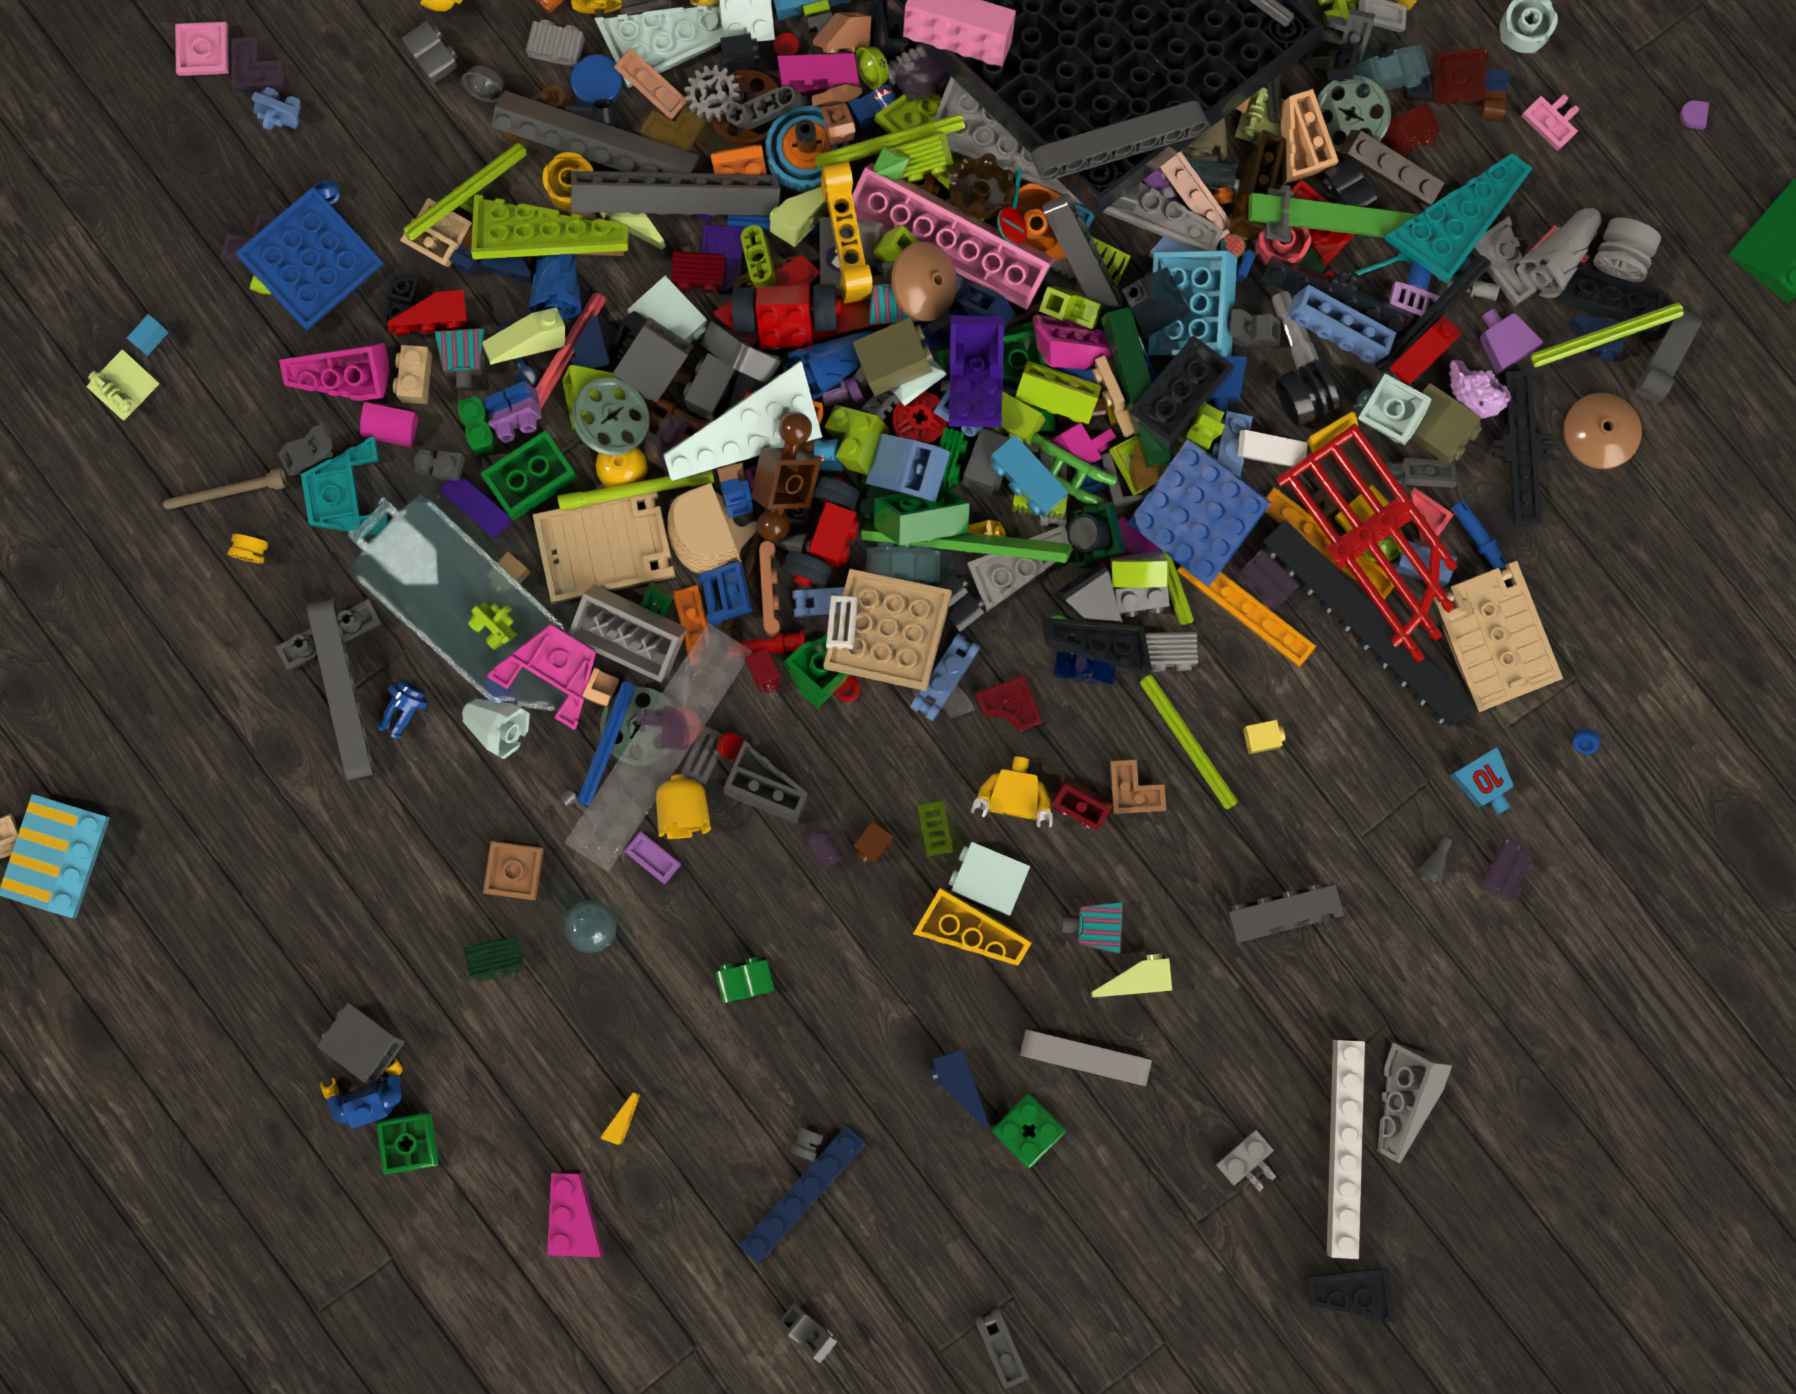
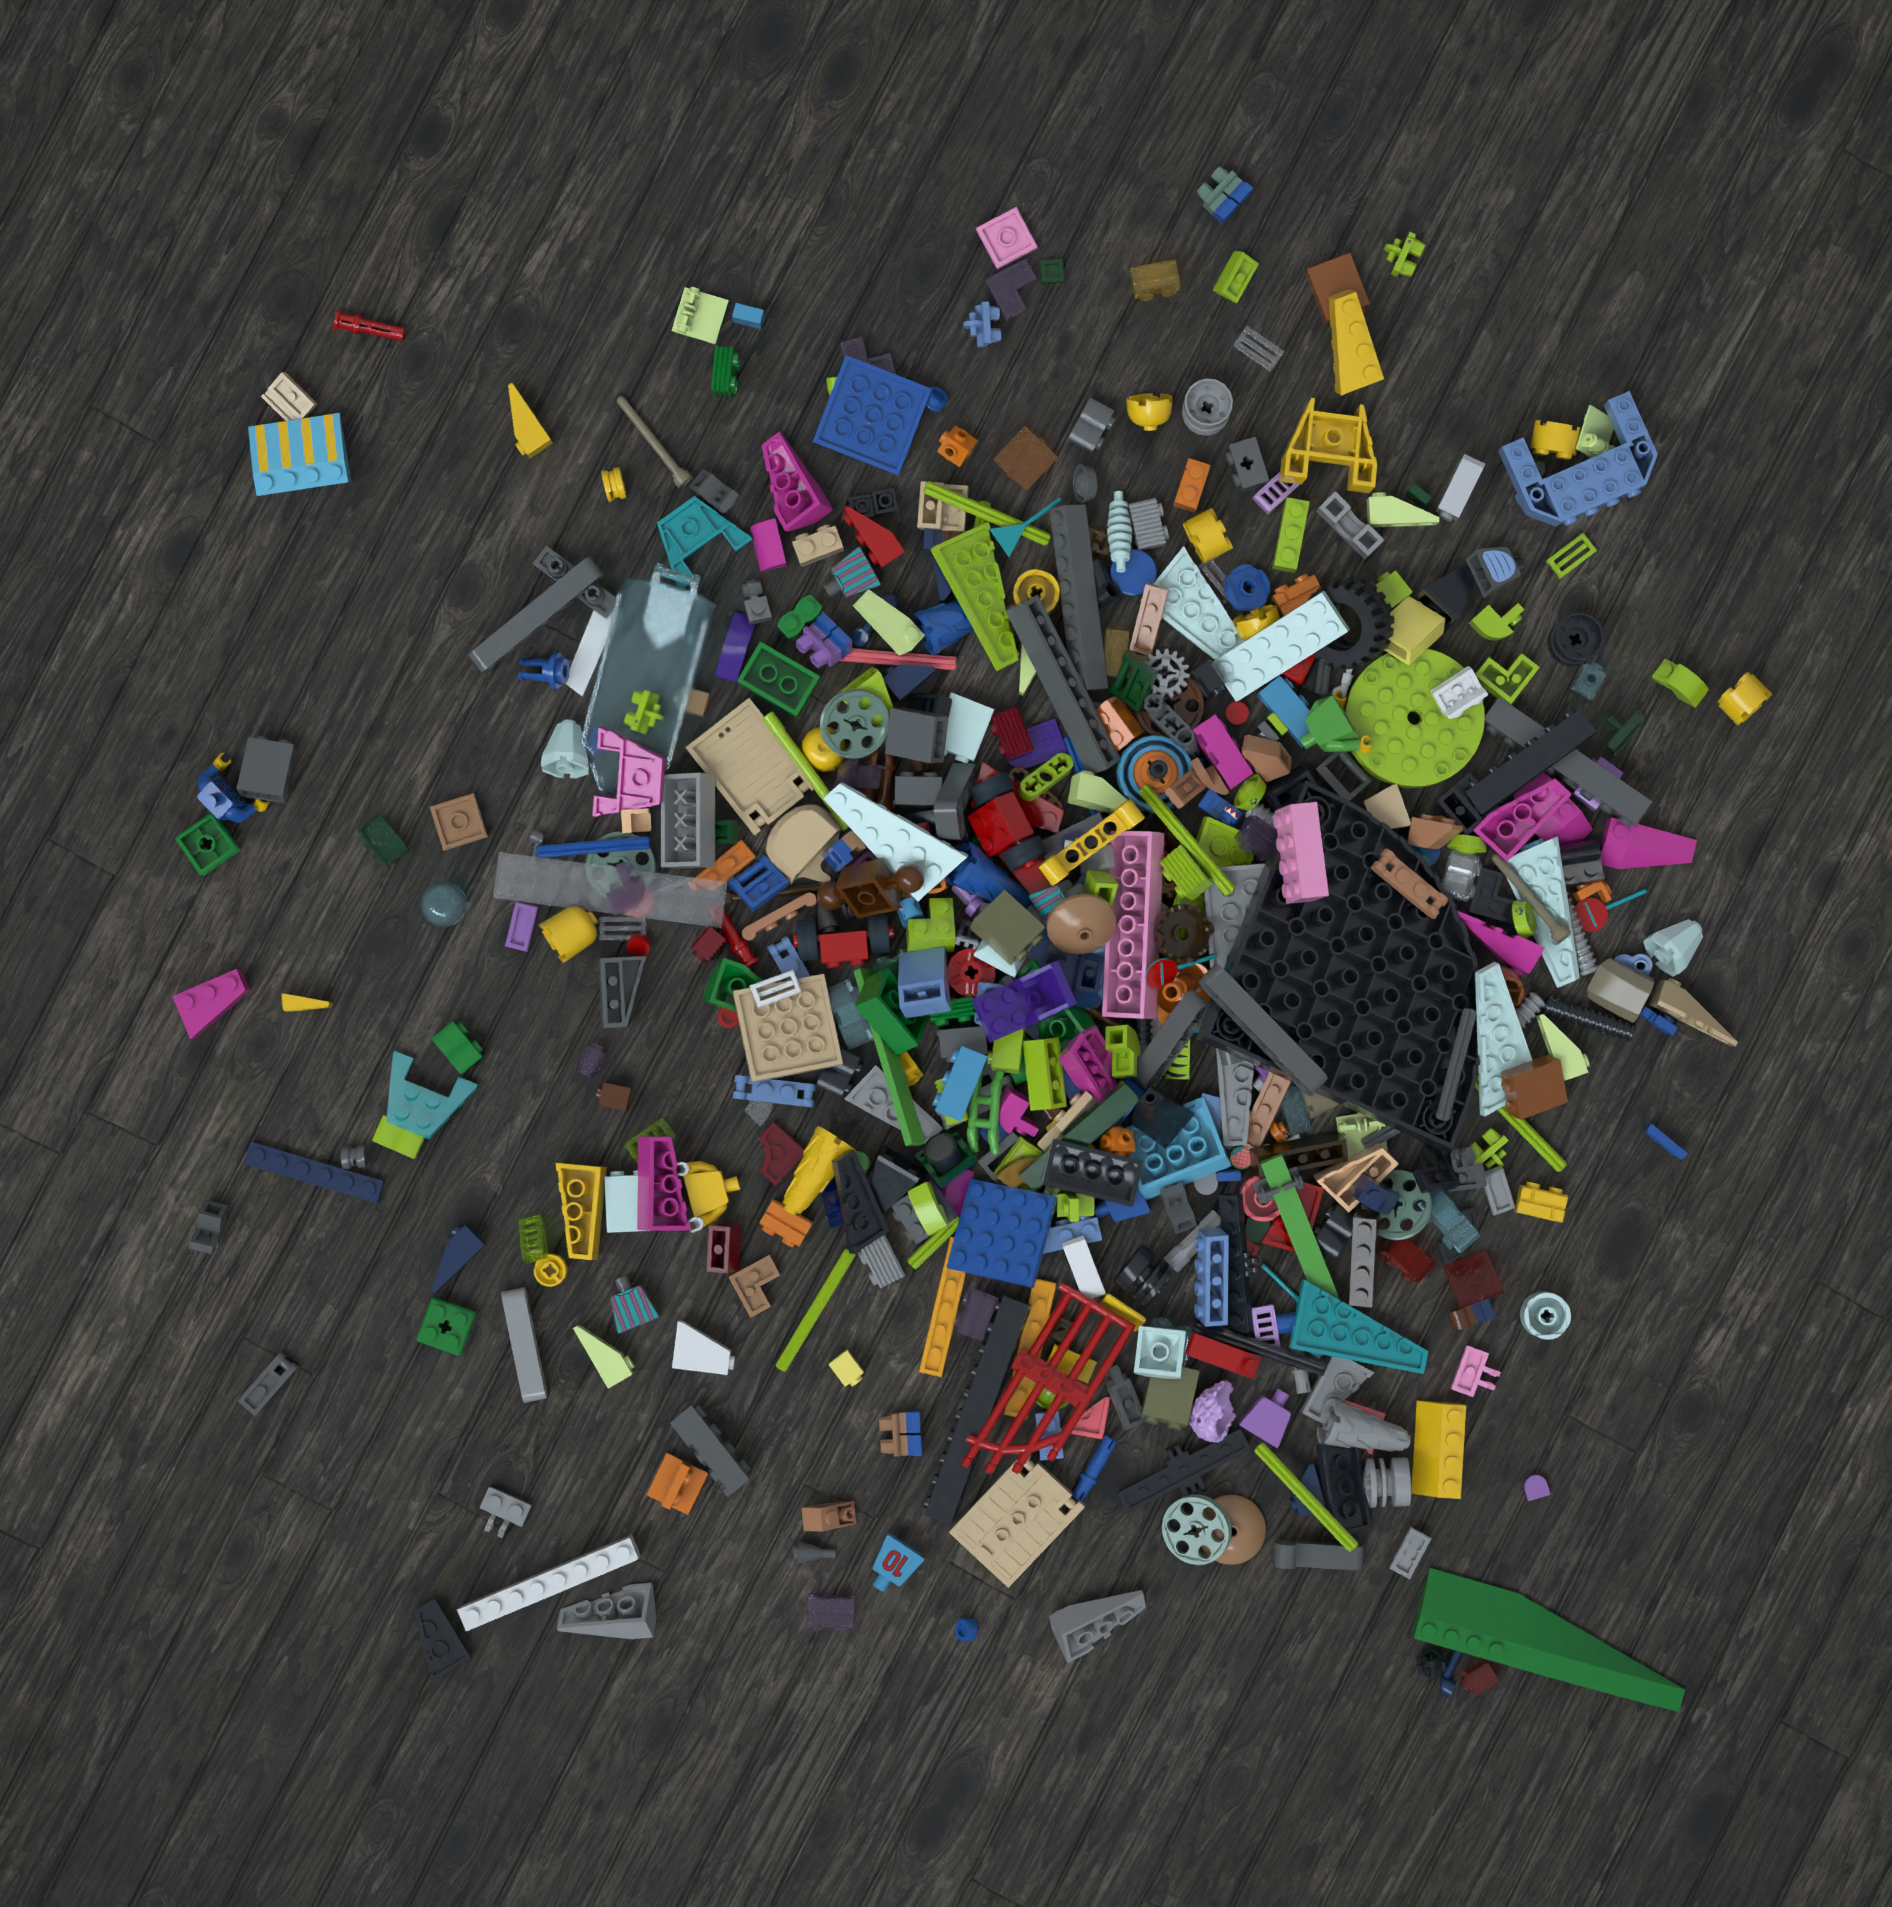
camera: 65 degrees right, 5 degrees up
(150, 609) = (527, 429): none -> yellow slope
(185, 378) = (723, 375): none -> green brick
(258, 21) = (1052, 271): none -> dark green tile
(382, 191) = (956, 445): none -> orange brick
(405, 655) = (588, 652): none -> white sticker
(430, 131) = (1025, 458): none -> clear orange plate
(498, 179) = (1009, 535): none -> teal piece
(549, 72) = (1119, 531): none -> light aqua piece
(710, 120) = (1138, 684): none -> dark green plate
(788, 1050) = (420, 1108): none -> teal wing
(808, 1085) = (398, 1139): none -> lime brick
(891, 163) = (1166, 851): bright green slope -> none
(988, 836) = (659, 1191): none -> dark pink wedge
(998, 997) = (535, 1254): none -> clear neon green slope
(1021, 994) = (550, 1270): none -> yellow wheel
(1045, 671) = (814, 1170): none -> yellow cone
(1085, 729) = (790, 1227): none -> orange brick
(1160, 353) = (1118, 1141): none -> orange brick
(1177, 879) = (700, 1352): none -> white slope
(1243, 293) = (1207, 1184): none -> light grey tile
(1302, 967) = (677, 1483): none -> orange bracket
(1331, 125) = (1374, 1194): none -> dark blue slope
(1367, 714) = (902, 1444): none -> medium nougat hips
(1407, 826) = (828, 1516): none -> nougat slope
(1581, 452) = (1197, 1519): none -> wedge
(1614, 185) = (1438, 1449): none -> yellow slope
(1633, 618) = (1085, 1623): none -> light grey wedge
(1706, 265) = (1409, 1552): none -> light grey plate

